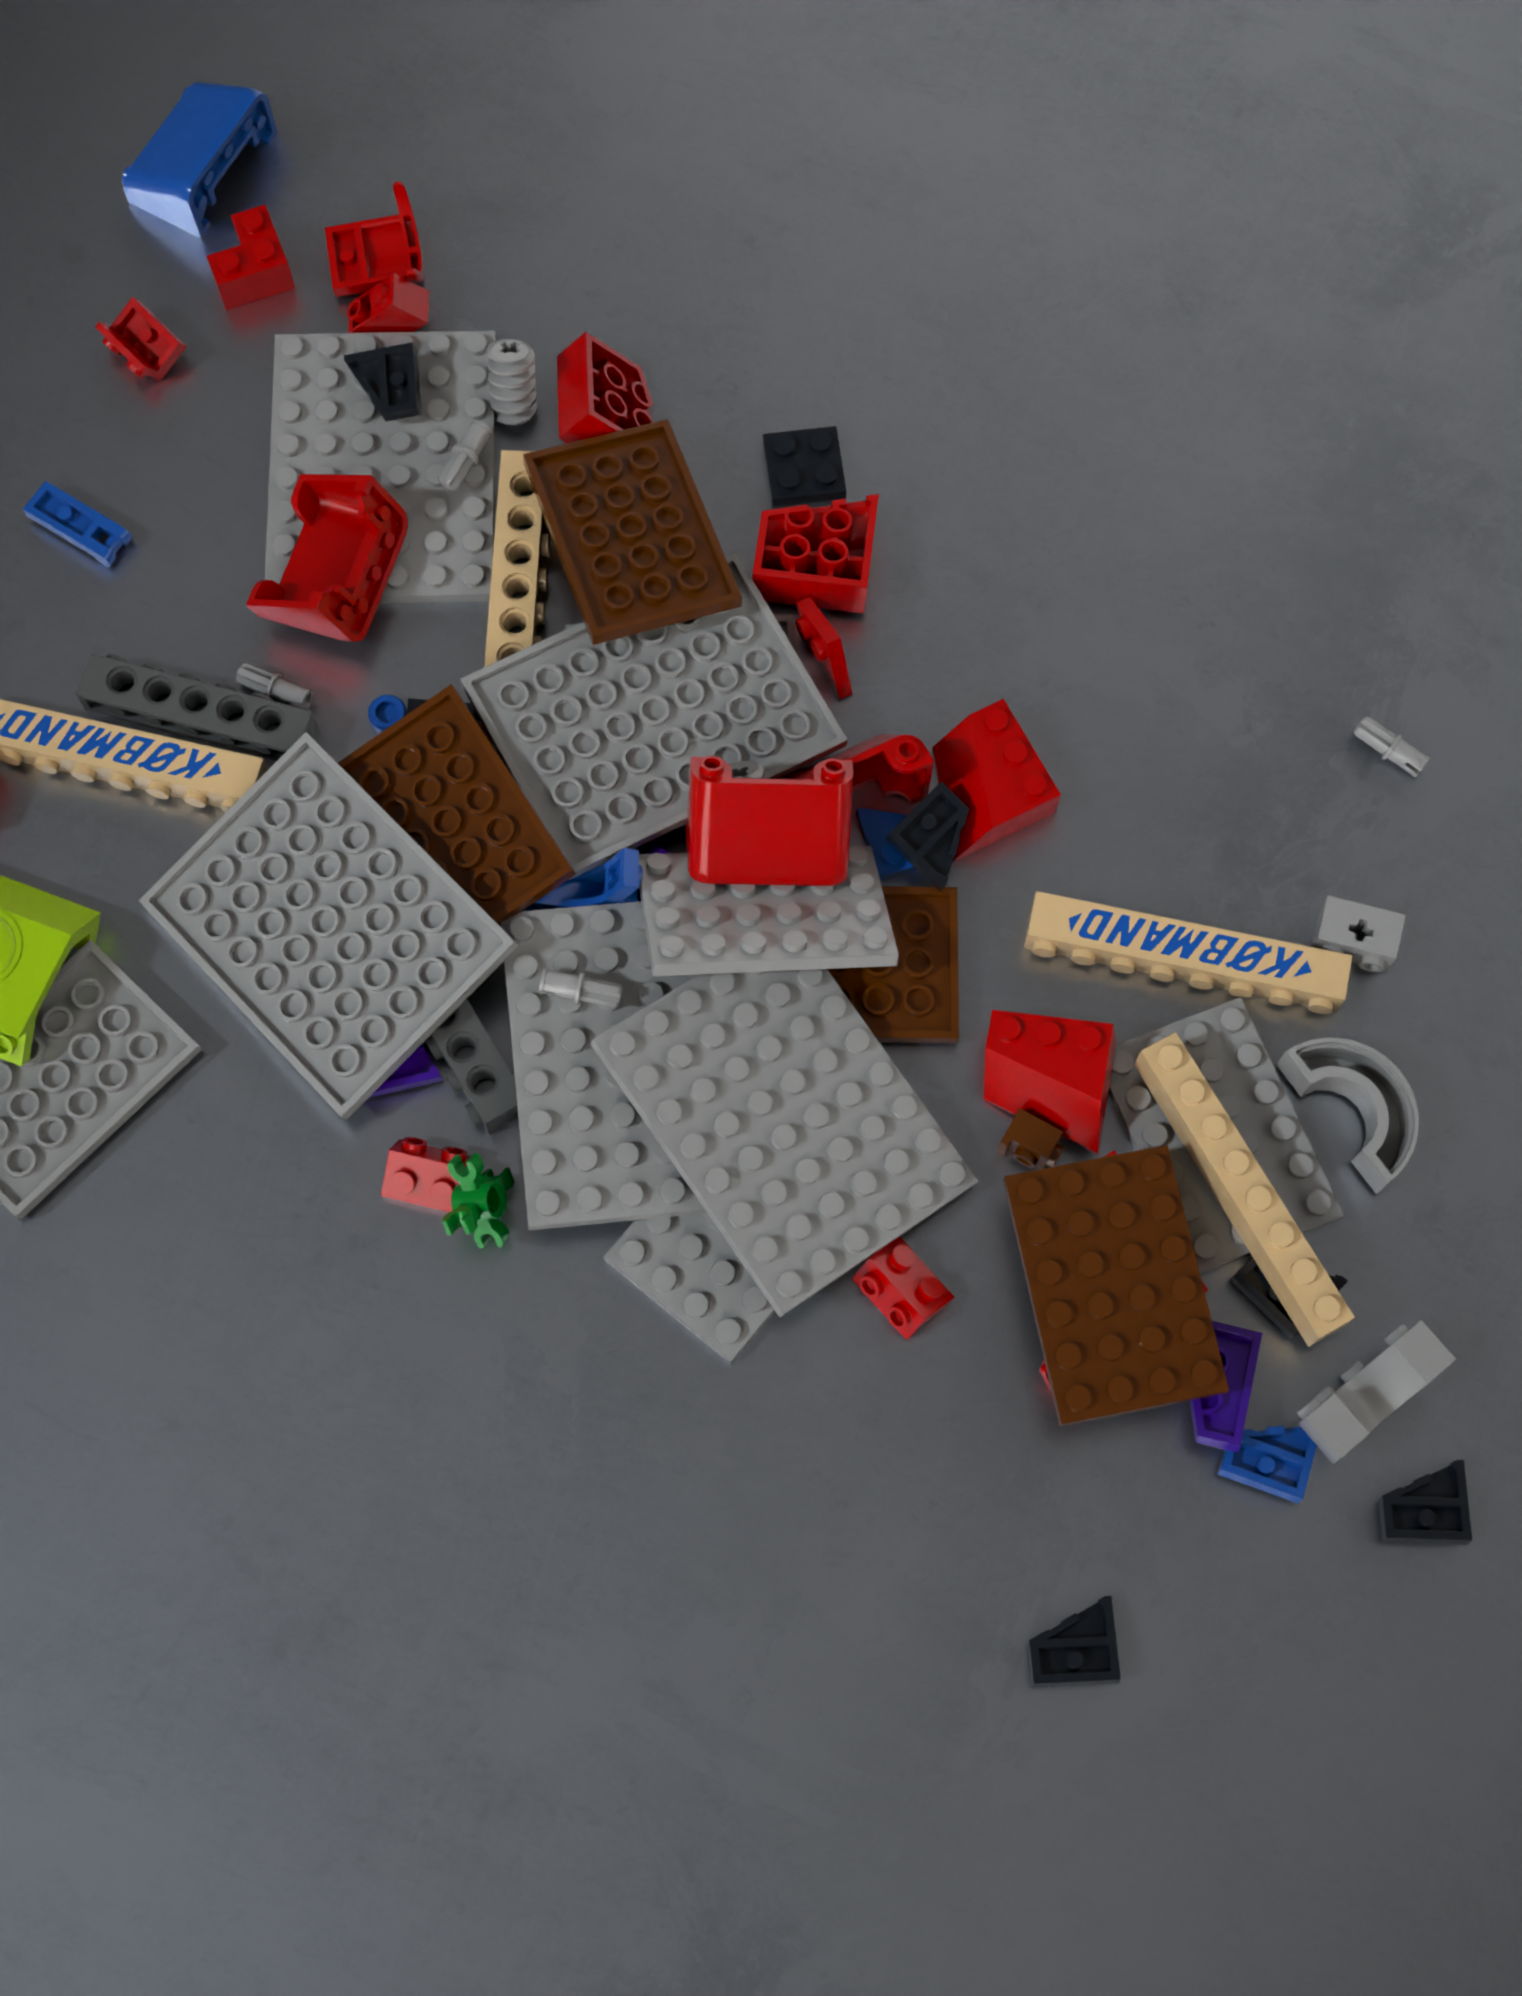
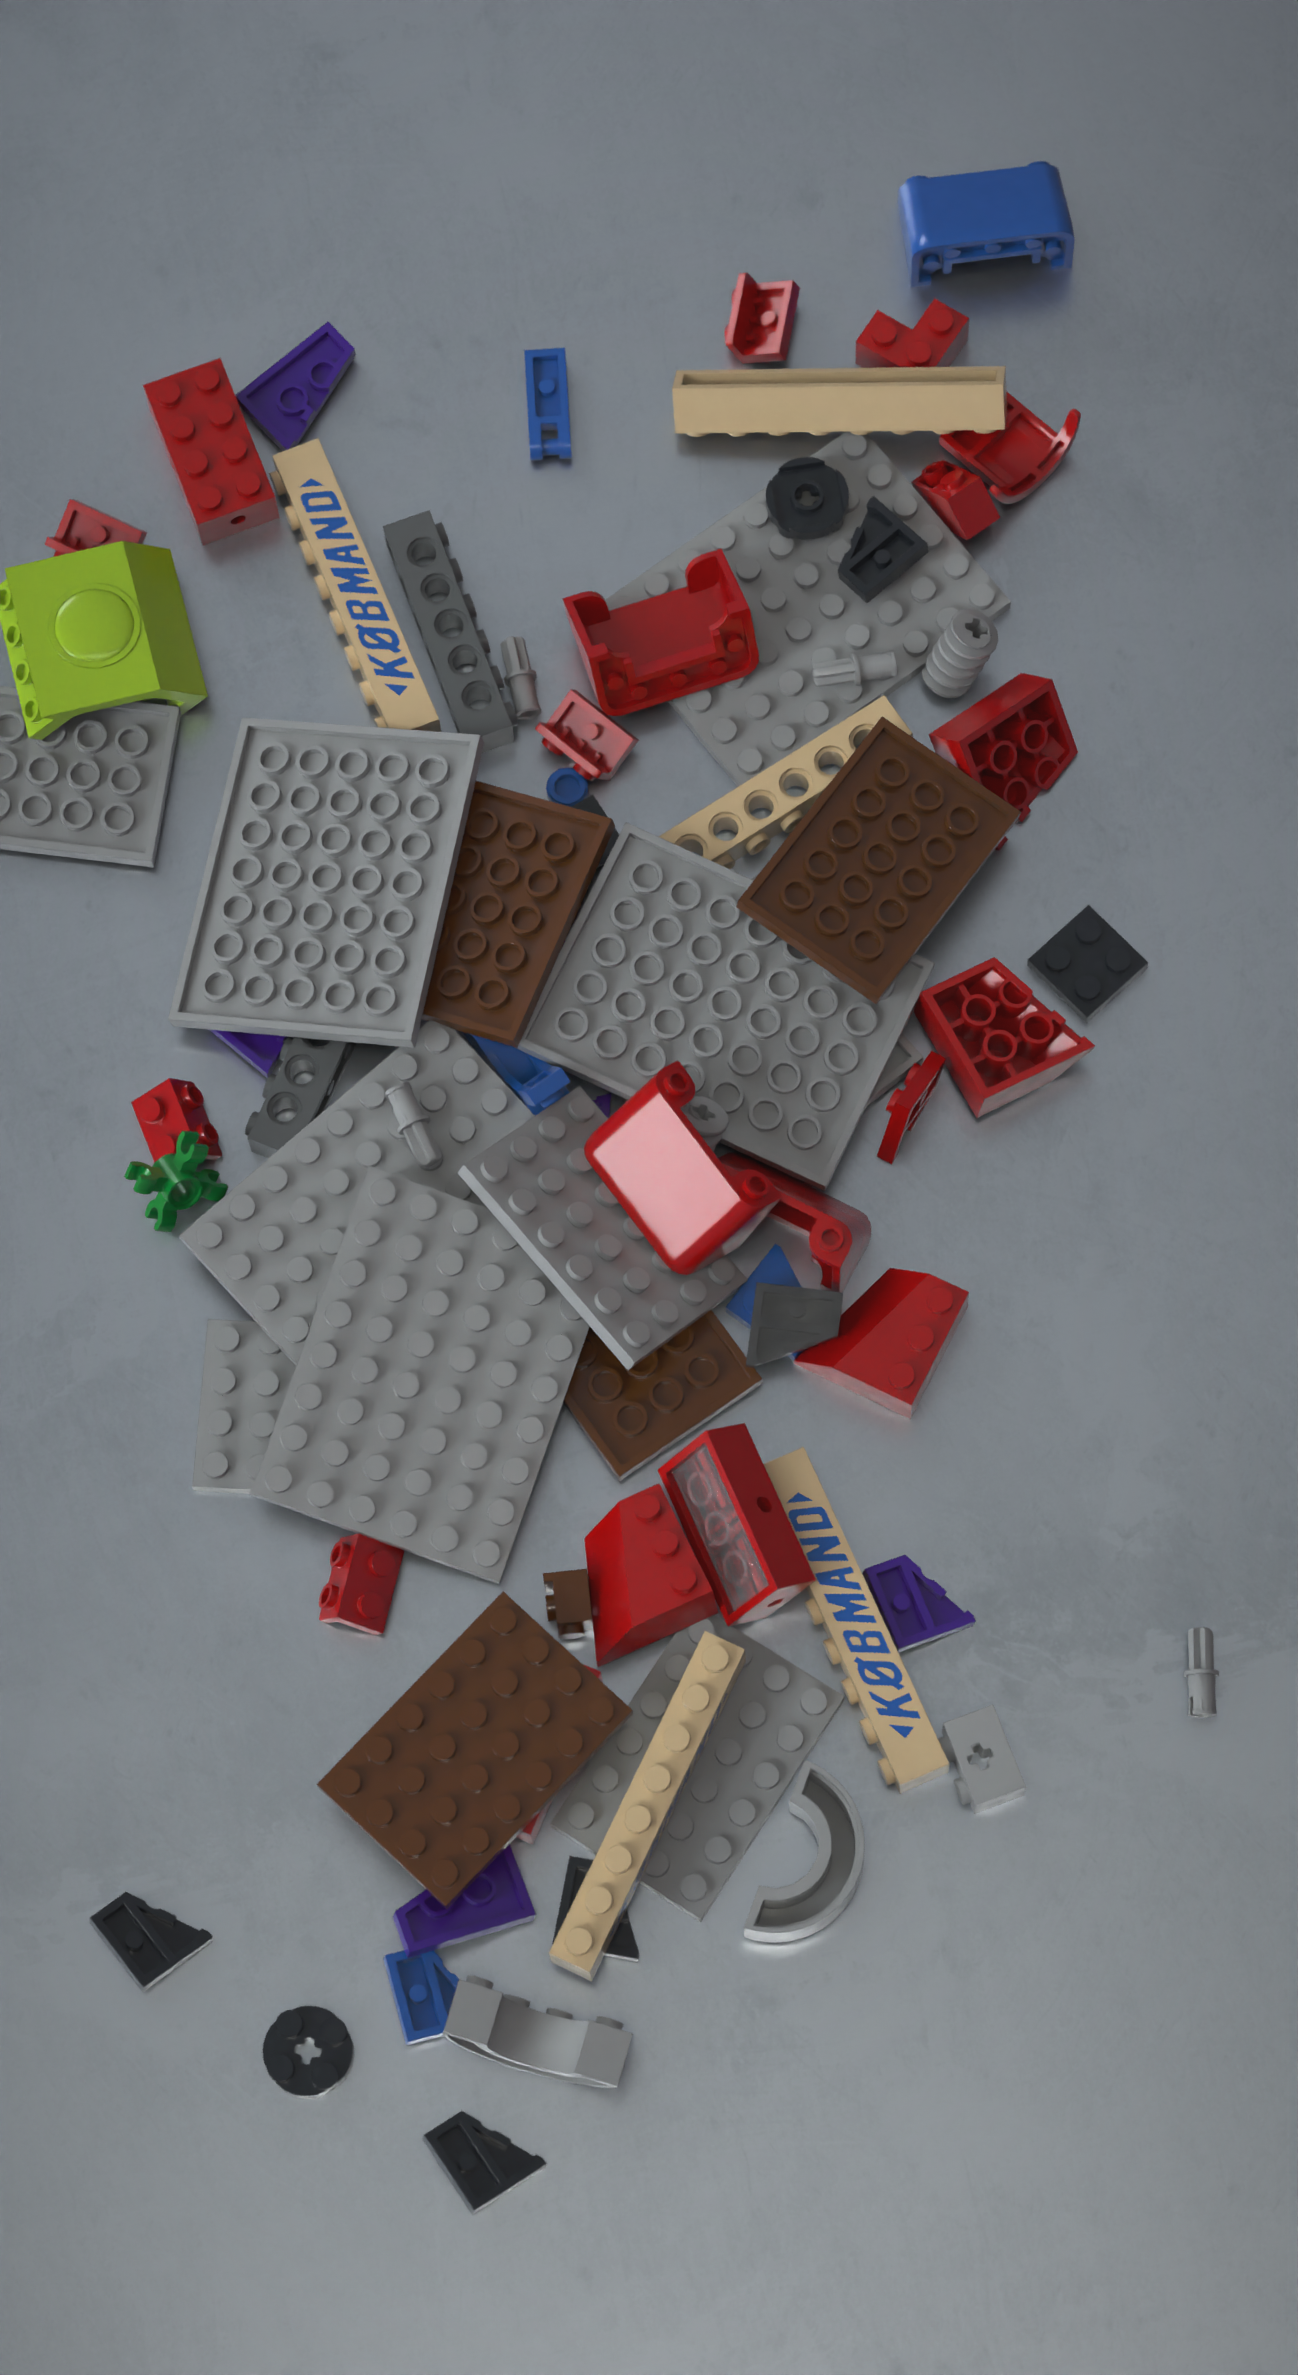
camera: 60 degrees right, 0 degrees up
(252, 327) = (840, 400): none -> tan brick
(311, 418) = (803, 521): none -> black plate
(361, 669) = (587, 737): none -> bracket
(1064, 974) = (736, 1524): none -> red brick
(1204, 899) = (912, 1604): none -> dark purple wing
(1277, 1581) = (323, 2072): none -> black plate

